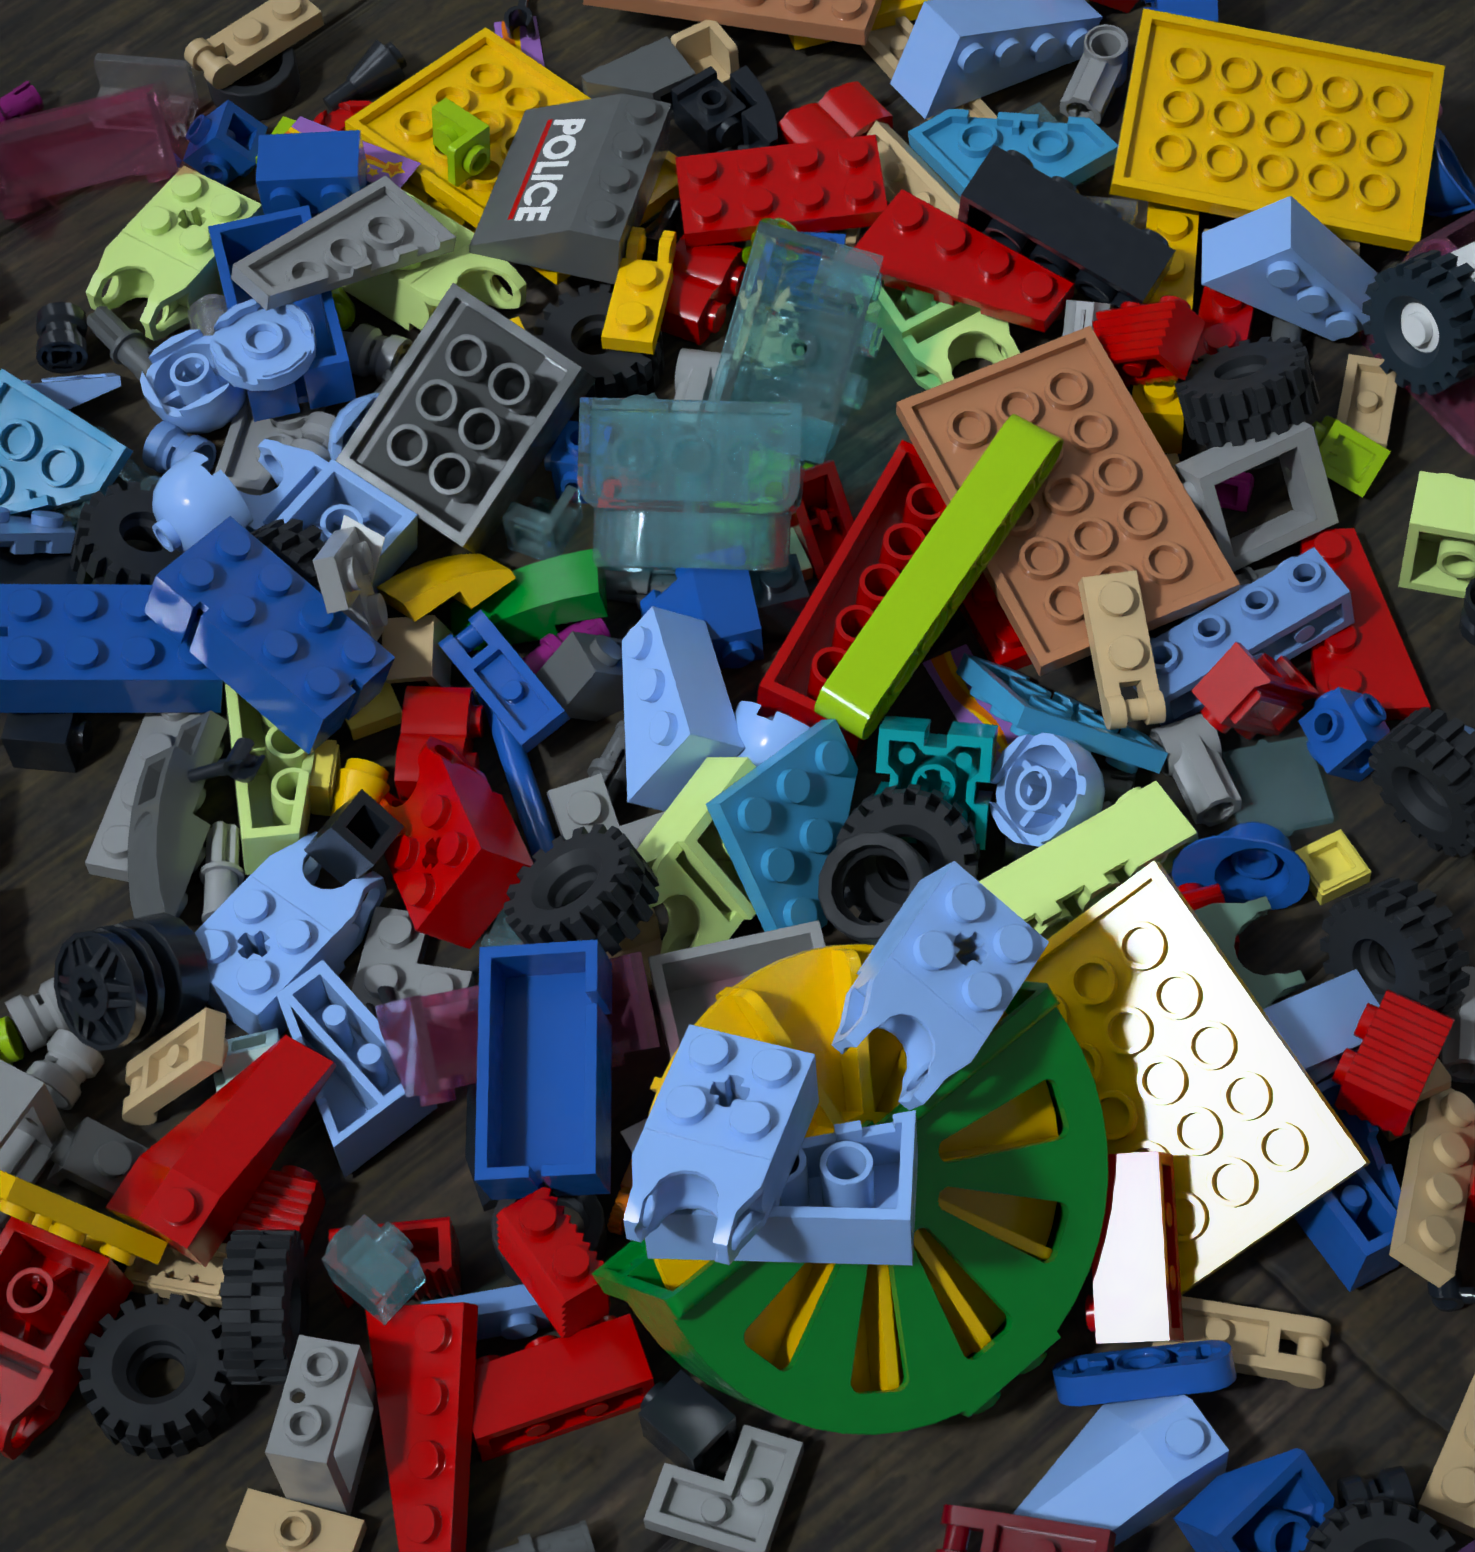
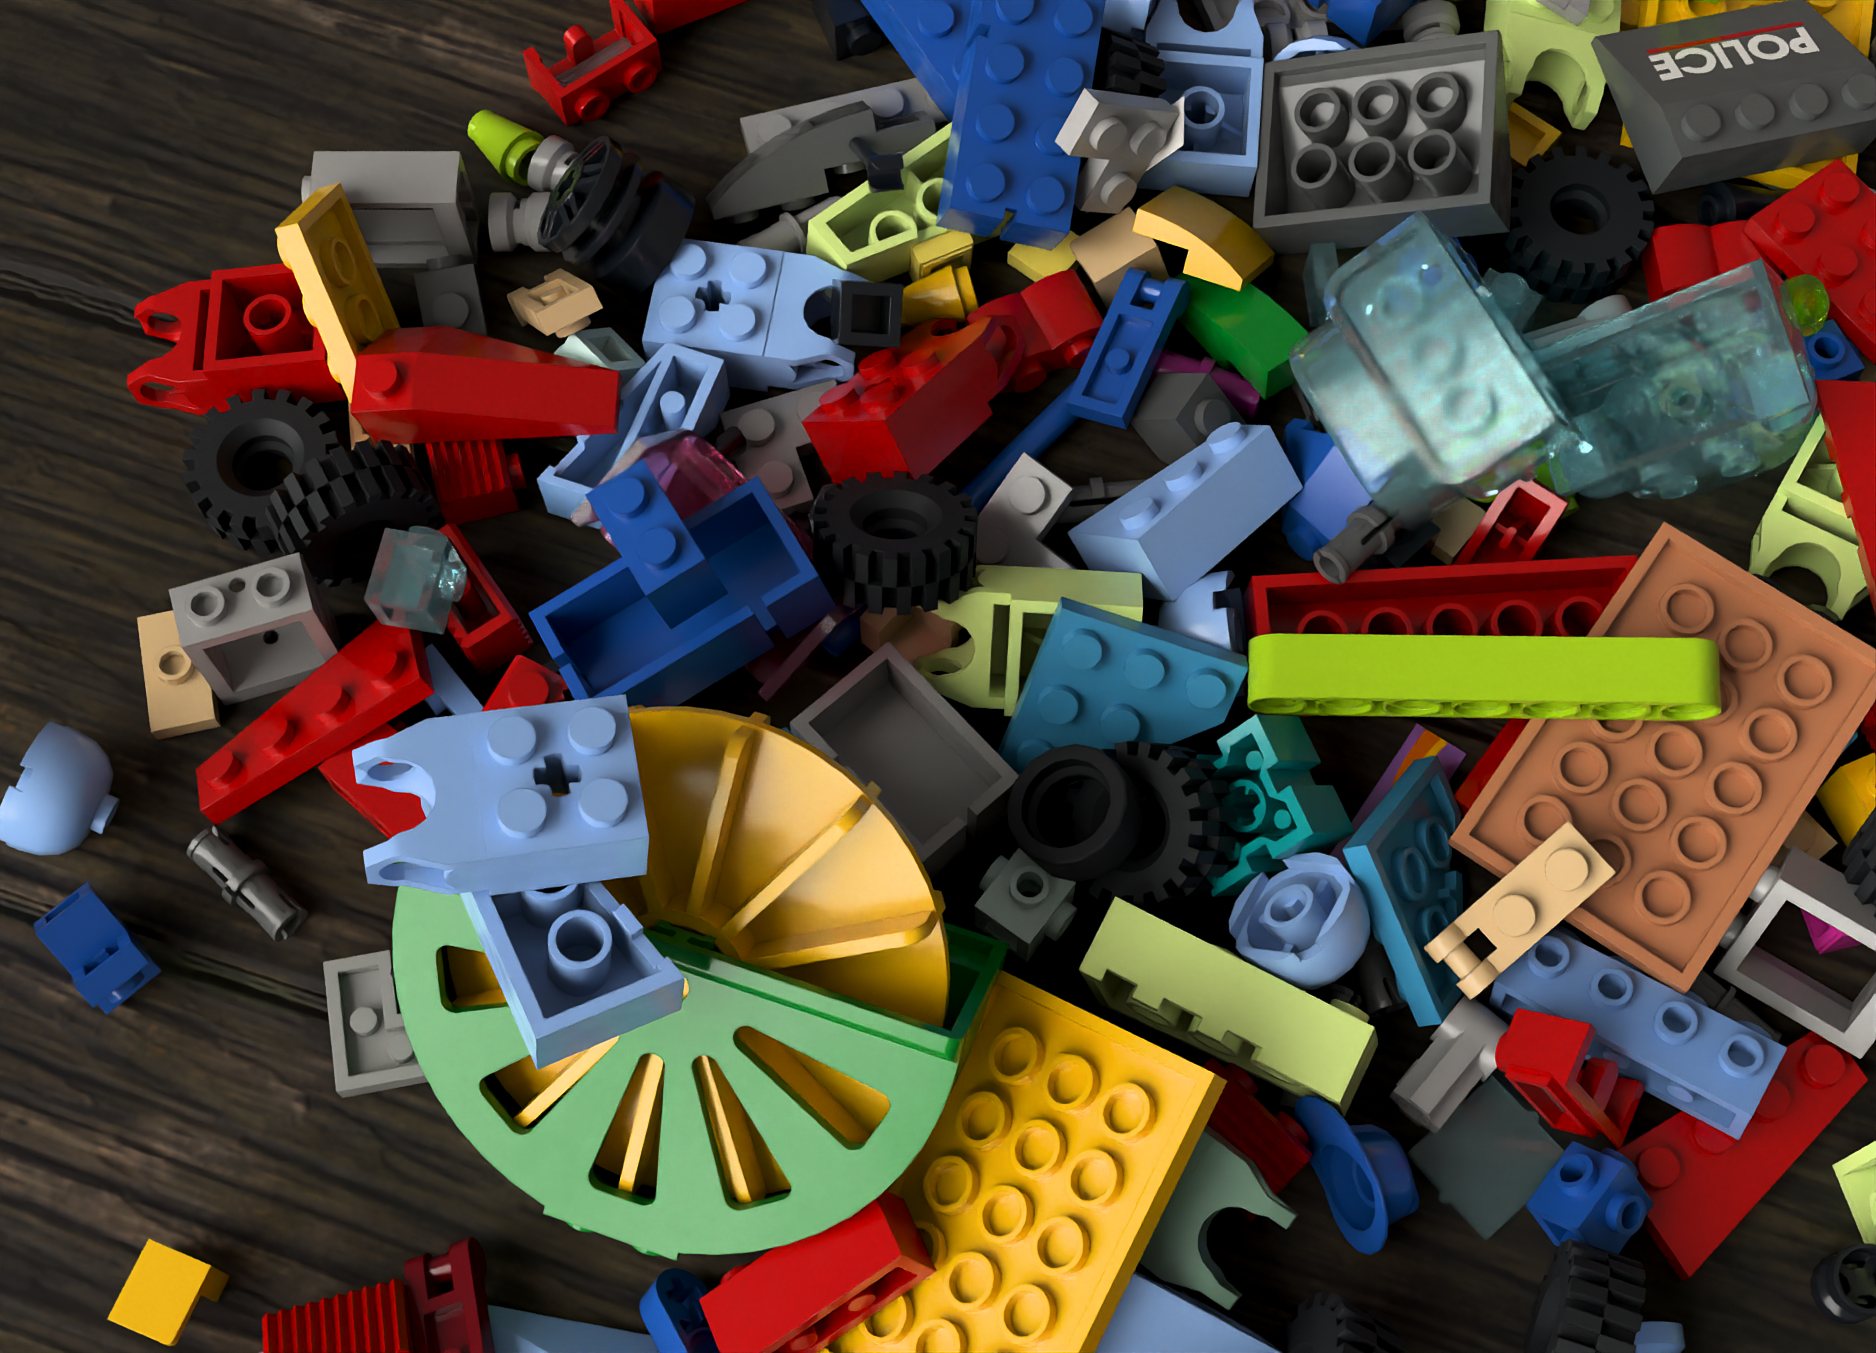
camera: 55 degrees right, 10 degrees up
(497, 1036) = (656, 544): none -> blue brick
(639, 295) = (1652, 219): yellow hinge -> none
(777, 593) = (1366, 533): none -> dark grey pin
(940, 978) = (839, 915): light blue brick -> none
(1333, 867) = (1425, 1265): light yellow tile -> none

